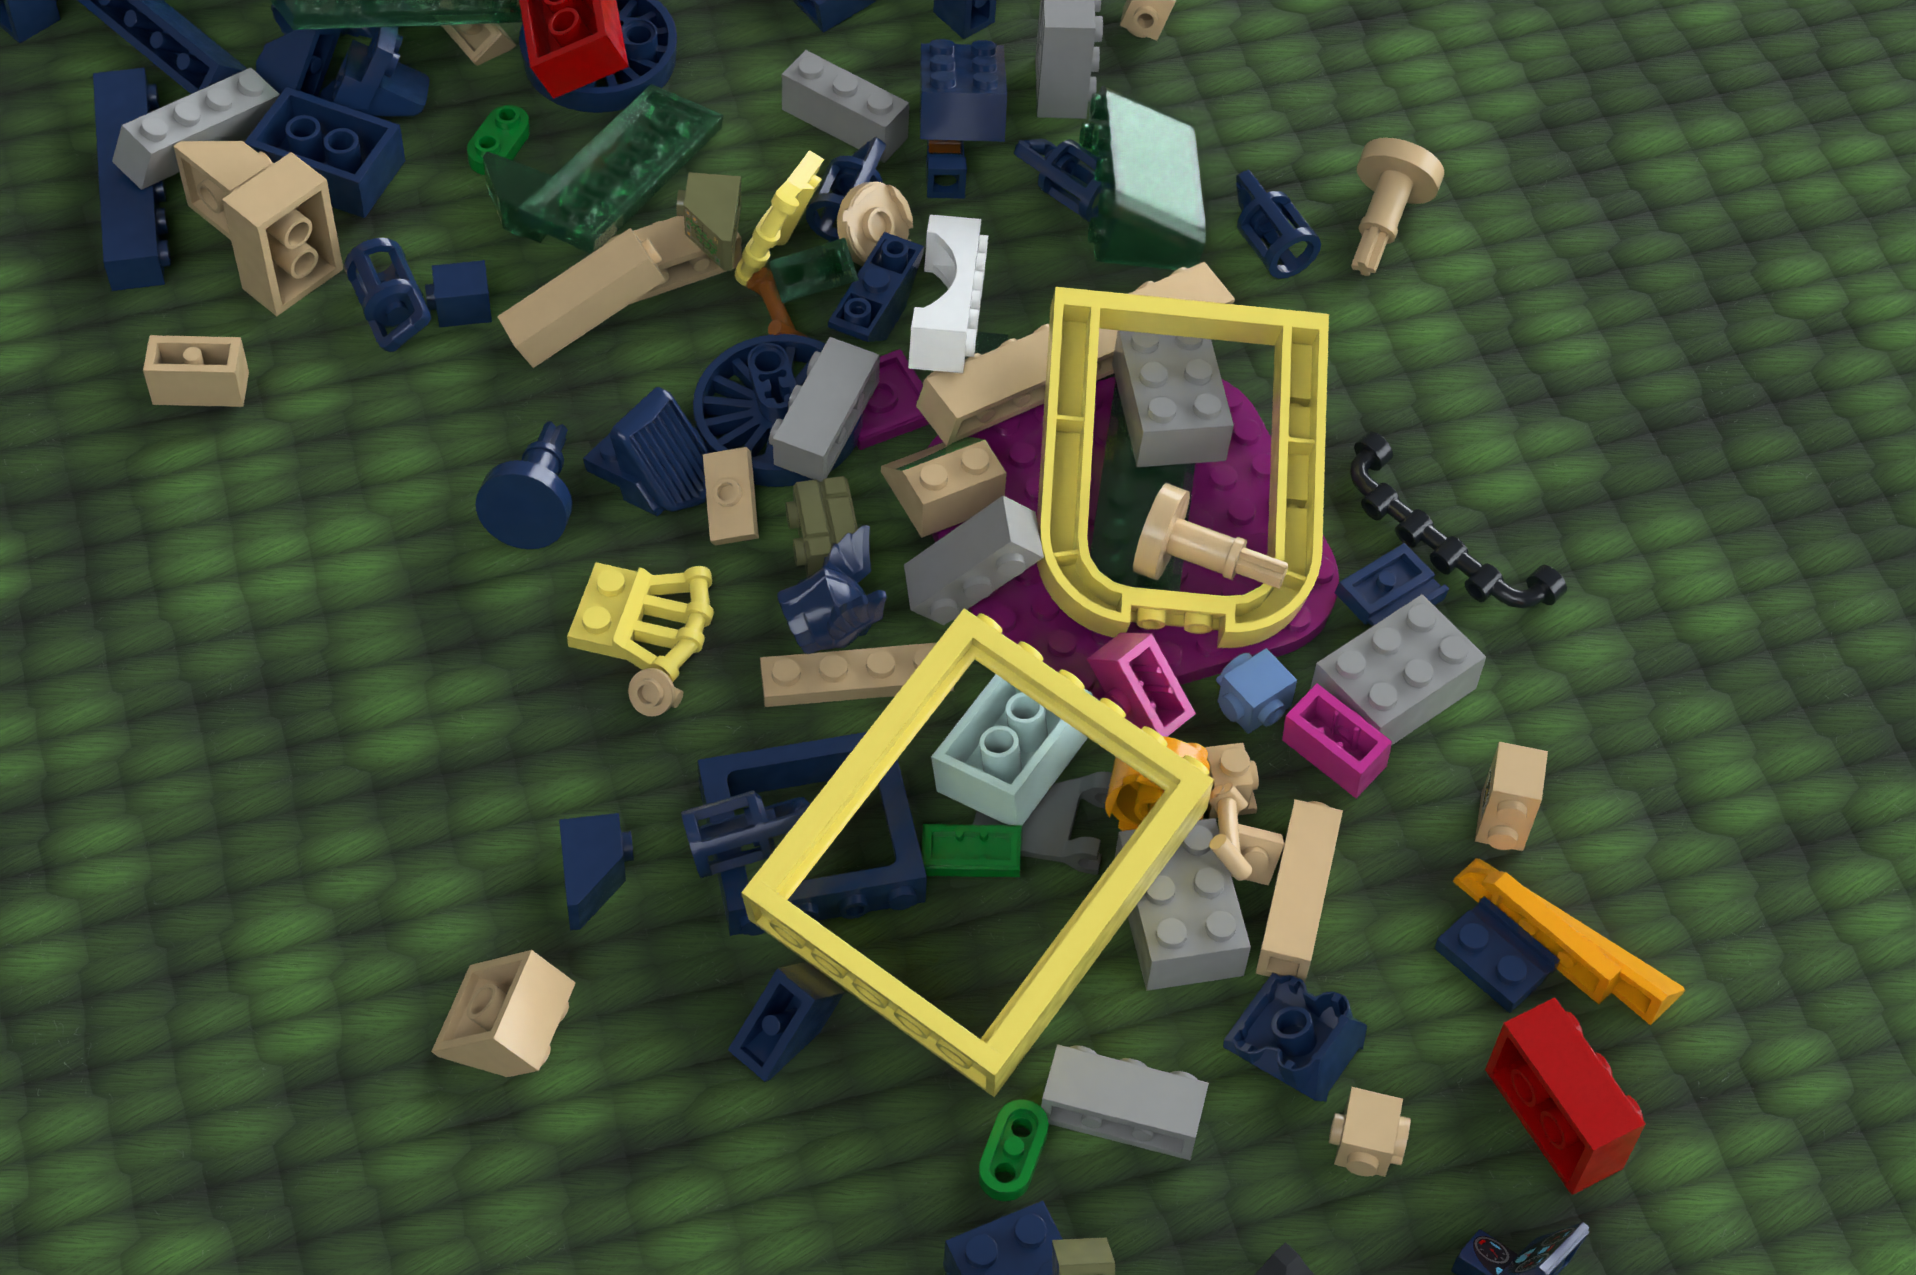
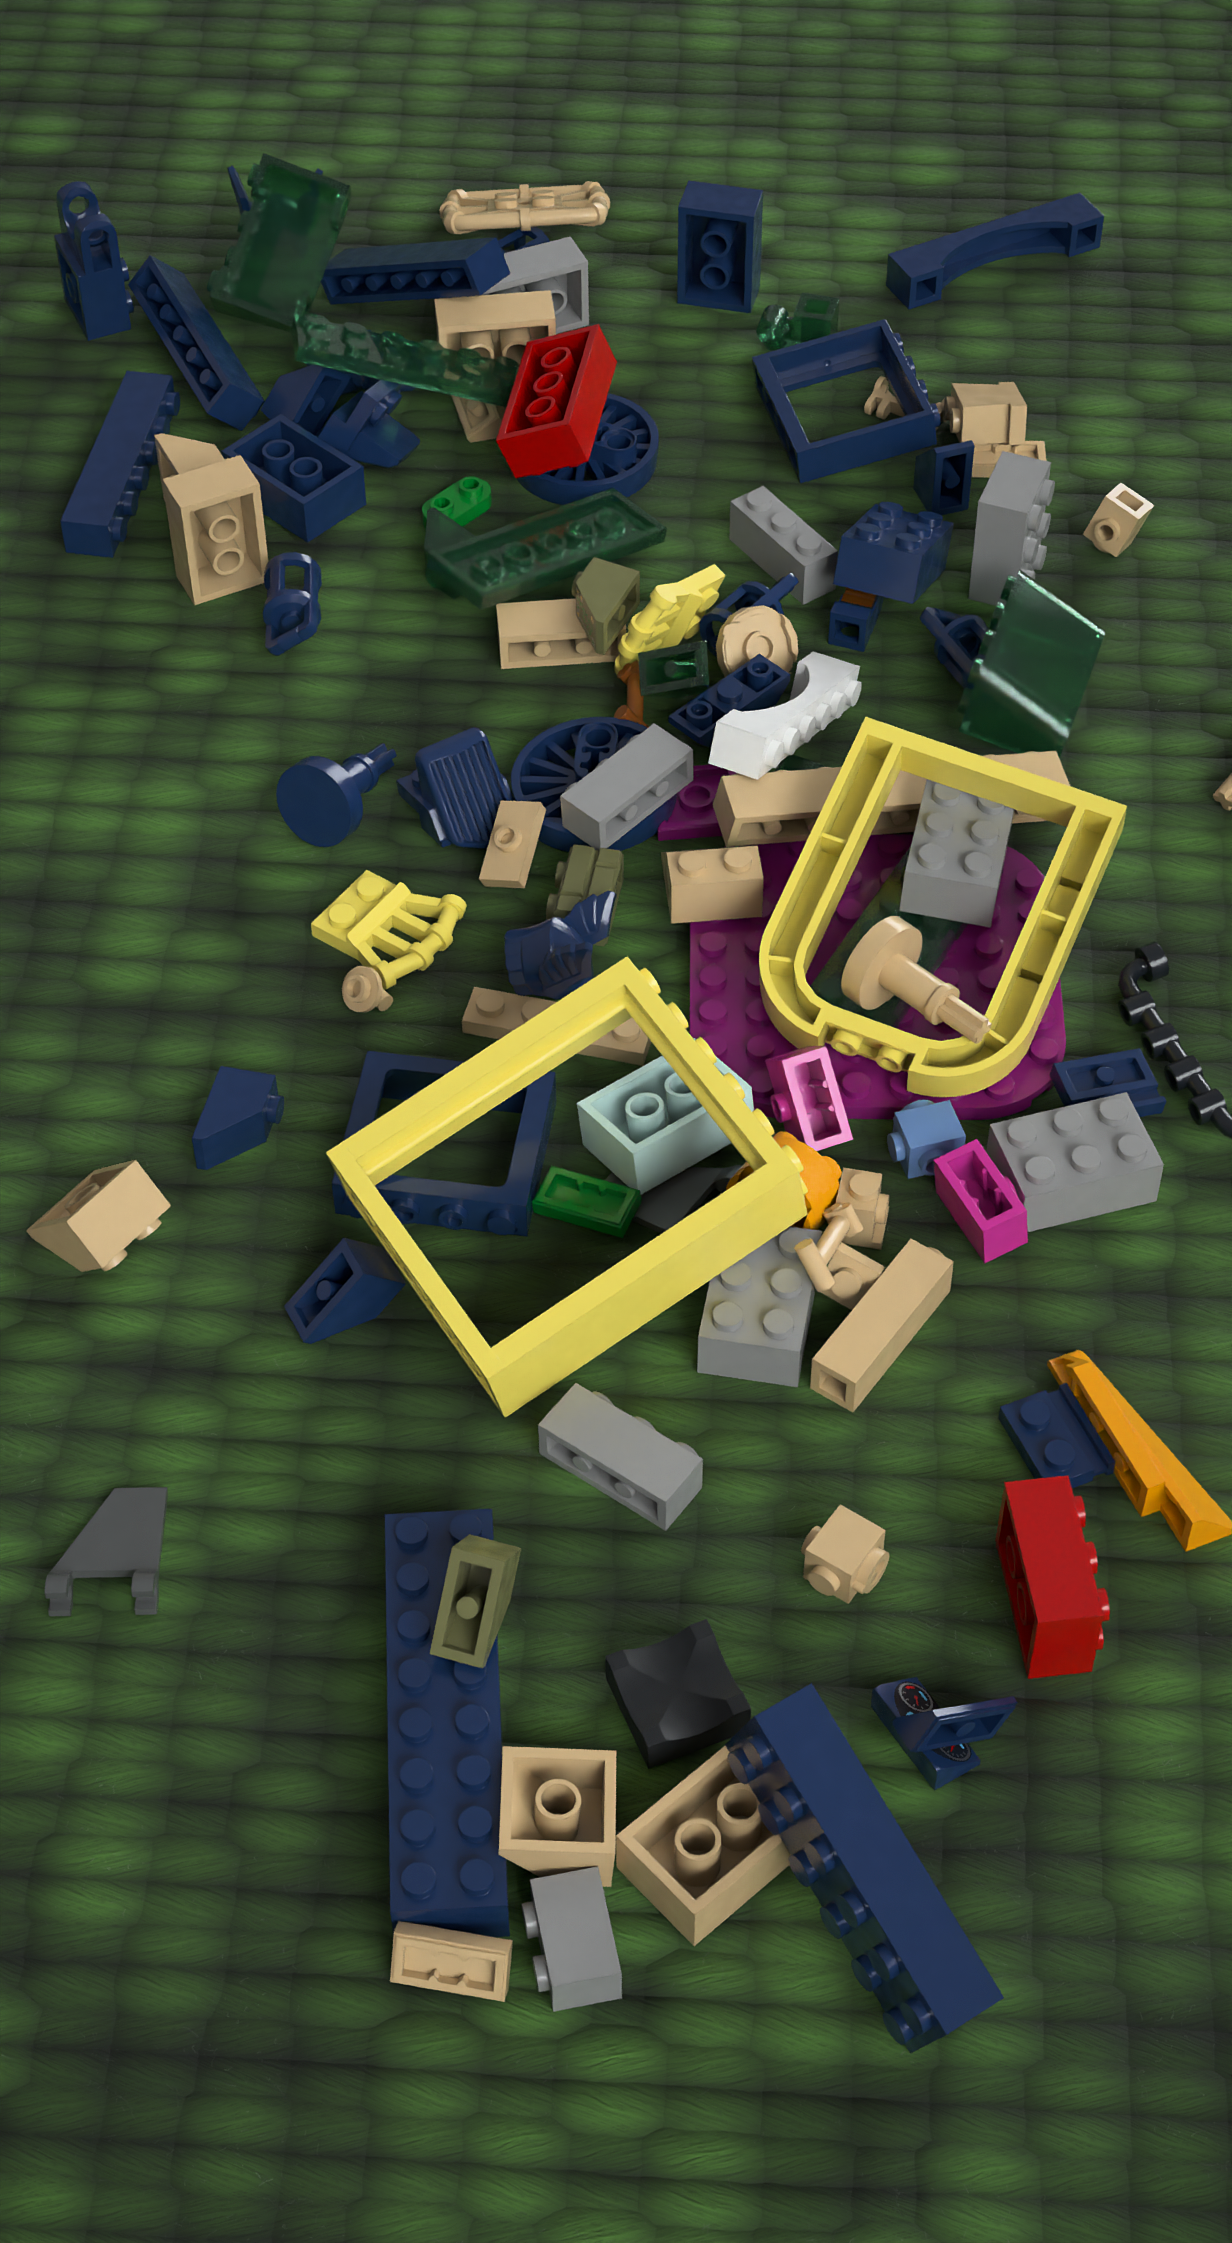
camera: 25 degrees right, 5 degrees down
(196, 371) = (96, 626): tan brick -> none
(216, 113) = (208, 420): light grey brick -> none
(459, 294) = (356, 621): dark blue brick -> none
(582, 297) = (456, 644): tan brick -> none
(754, 826) = (328, 1113): dark blue piece -> none
(973, 560) = (703, 944): light grey brick -> none
(1013, 1153) = (493, 1467): green plate -> none
(1266, 214) = (1144, 733): dark blue piece -> none
(1298, 1035) = (820, 1452): dark blue slope -> none
(1511, 796) = (1129, 1296): tan brick -> none

